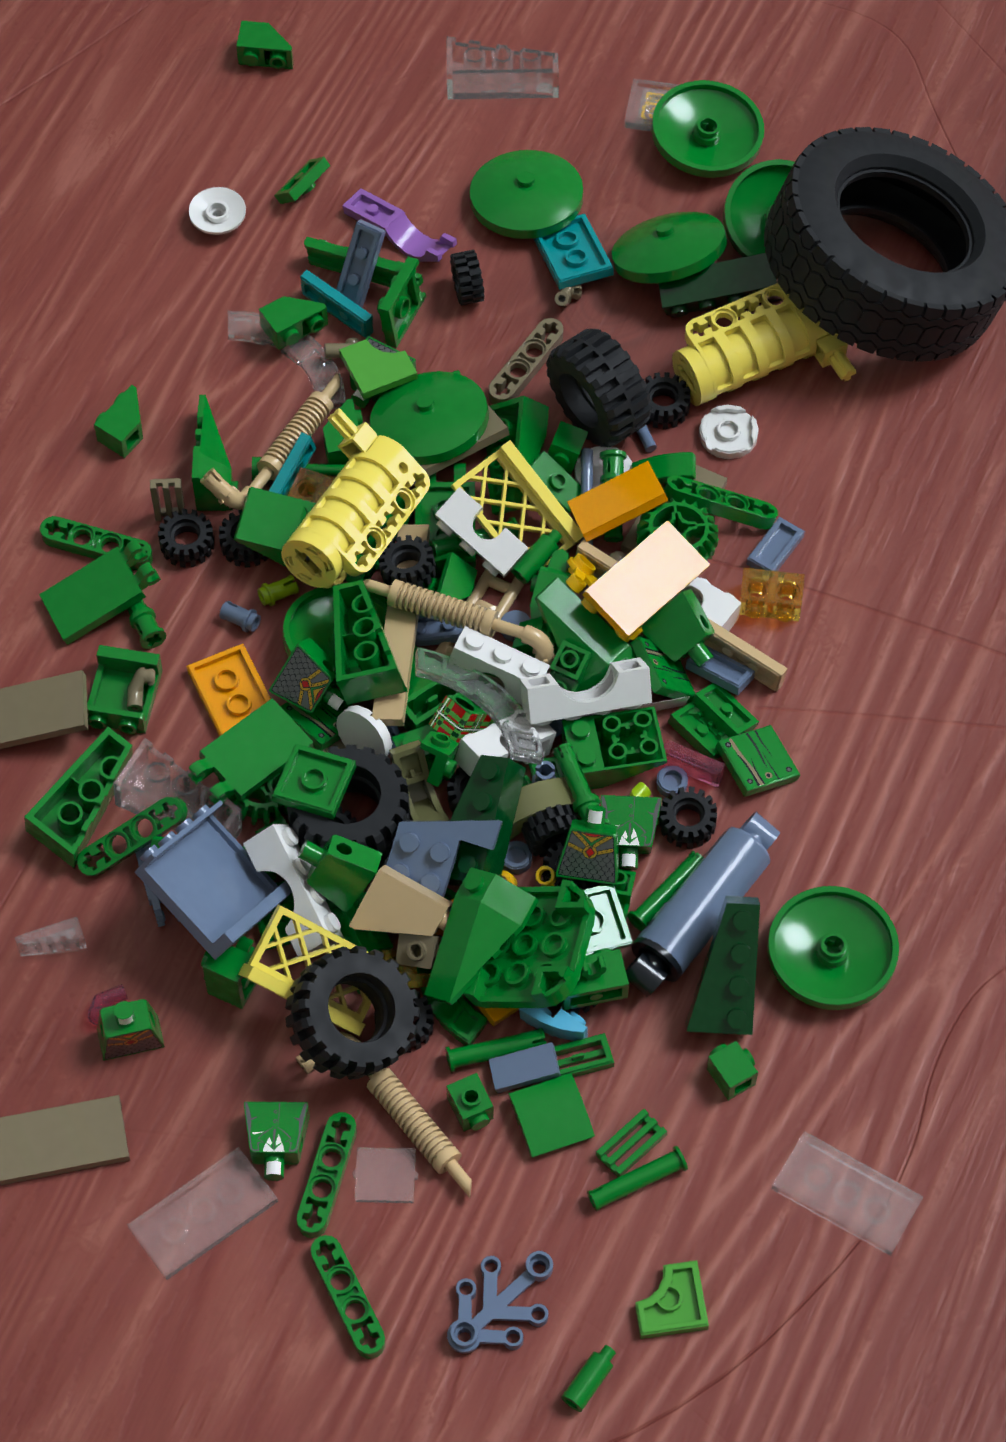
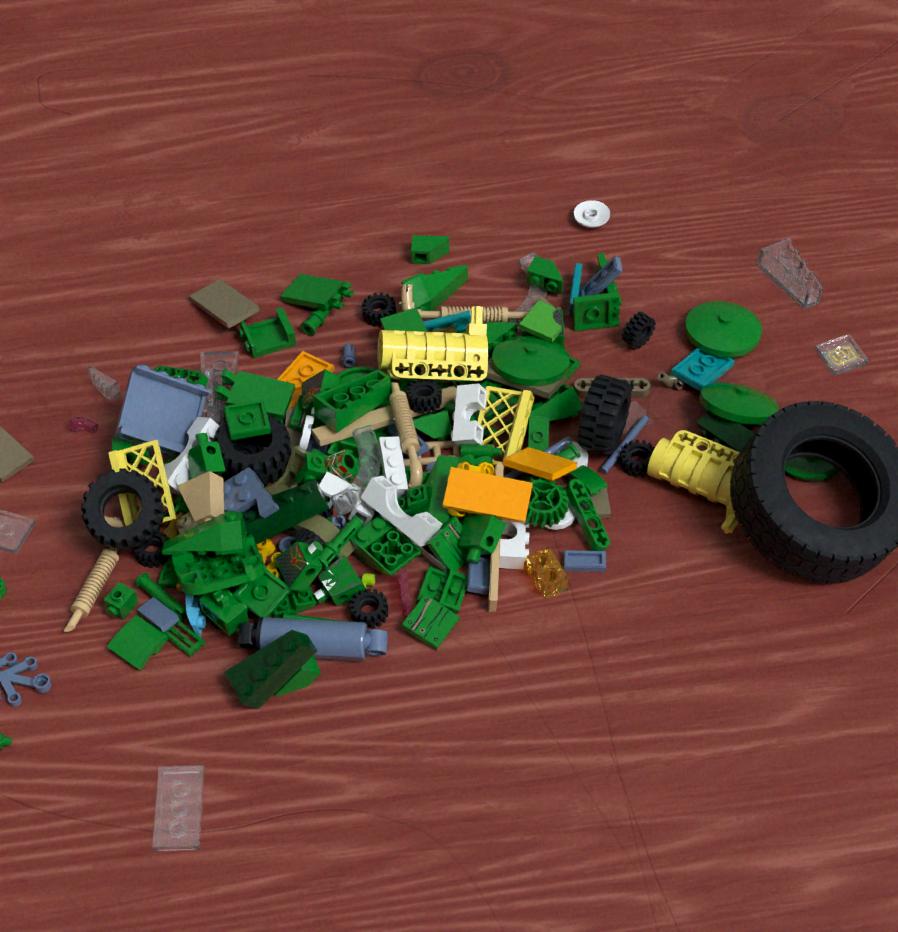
camera: 60 degrees right, 10 degrees down
(78, 800) = (183, 347): green wedge -> none
(93, 548) = (351, 278): green beam -> none
(128, 1029) = (65, 433): green torso -> none
(135, 688) = (278, 335): dark tan arm -> none
(165, 483) = (390, 284): dark tan tile -> none
(263, 46) = (713, 174): green slope -> none
(276, 1134) = (49, 529): green torso -> none
(277, 590) = (371, 360): lime pin -> none
(302, 181) = (643, 237): green plate -> none
(325, 1174) = (42, 566): green beam -> none
(385, 1175) = (58, 590): clear piece -> none
(397, 226) = (649, 286): medium lavender piece -> none
(567, 445) = (563, 427): green brick -> none
(637, 1179) = (123, 701): green pin -> none
(650, 1124) = (146, 685): green tile -> none
(671, 779) = (390, 590): sand blue tile -> none
(676, 1305) = (58, 759): bright green tile -> none
(707, 128) = (842, 378): green dish -> none
(728, 432) = (645, 500): white tile -> none
(732, 1069) = (218, 710): green brick -> none
(833, 947) = (328, 717): green dish -> none

